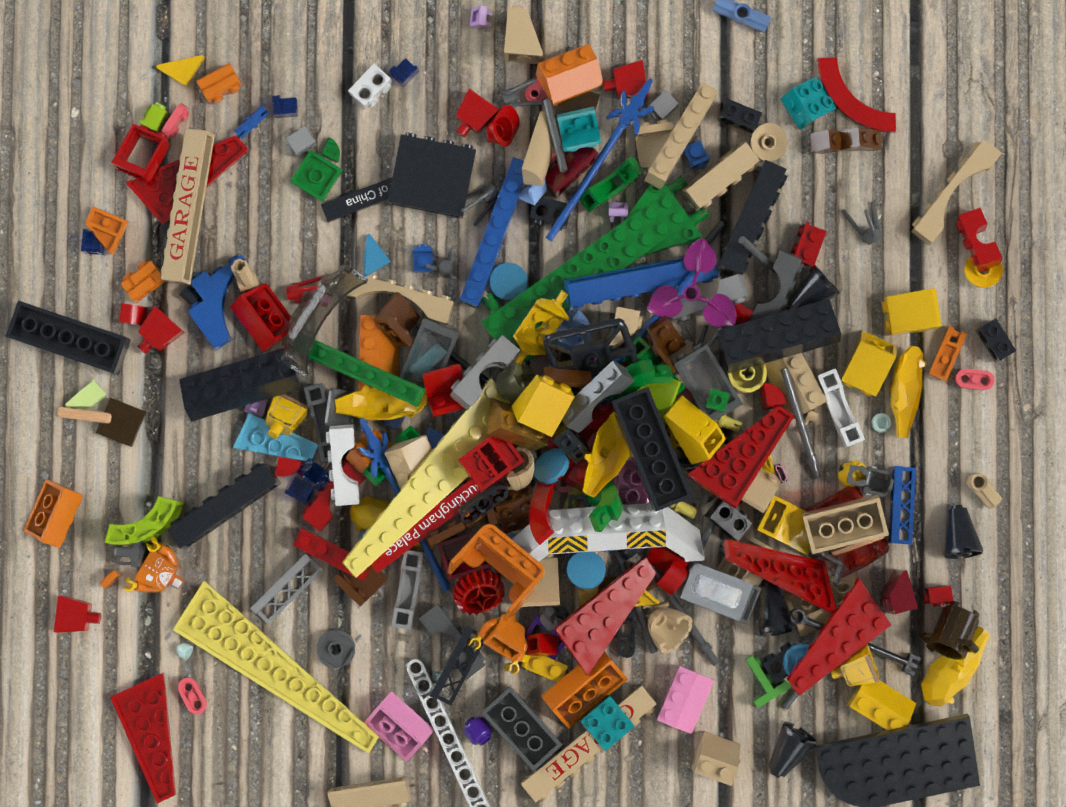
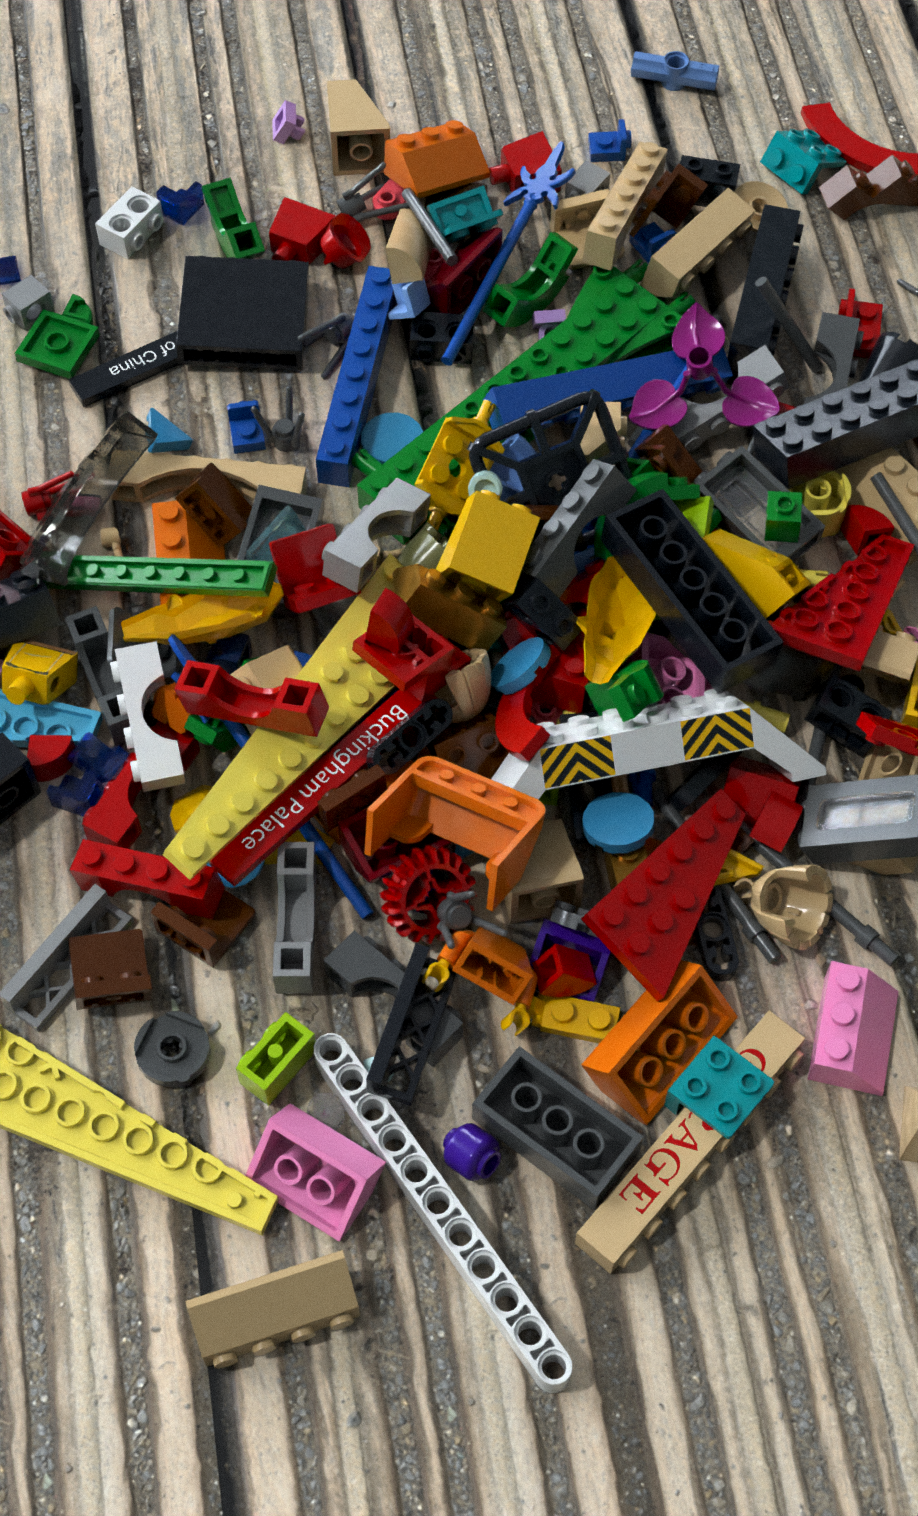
camera: 15 degrees left, 25 degrees down
(308, 601) = (109, 969): none -> reddish brown bracket
(336, 325) = (111, 538): none -> tan hand
(391, 663) = (276, 1058): none -> lime brick
(399, 480) = (214, 693): none -> red arch
(434, 104) = (231, 228): none -> green arch
(479, 454) = (389, 622): none -> red brick
(491, 610) = (457, 915): none -> dark grey plant
(549, 361) = (485, 481): none -> light aqua tile
(685, 68) = (609, 145): none -> blue bracket
(712, 131) = (673, 200): none -> reddish brown bracket

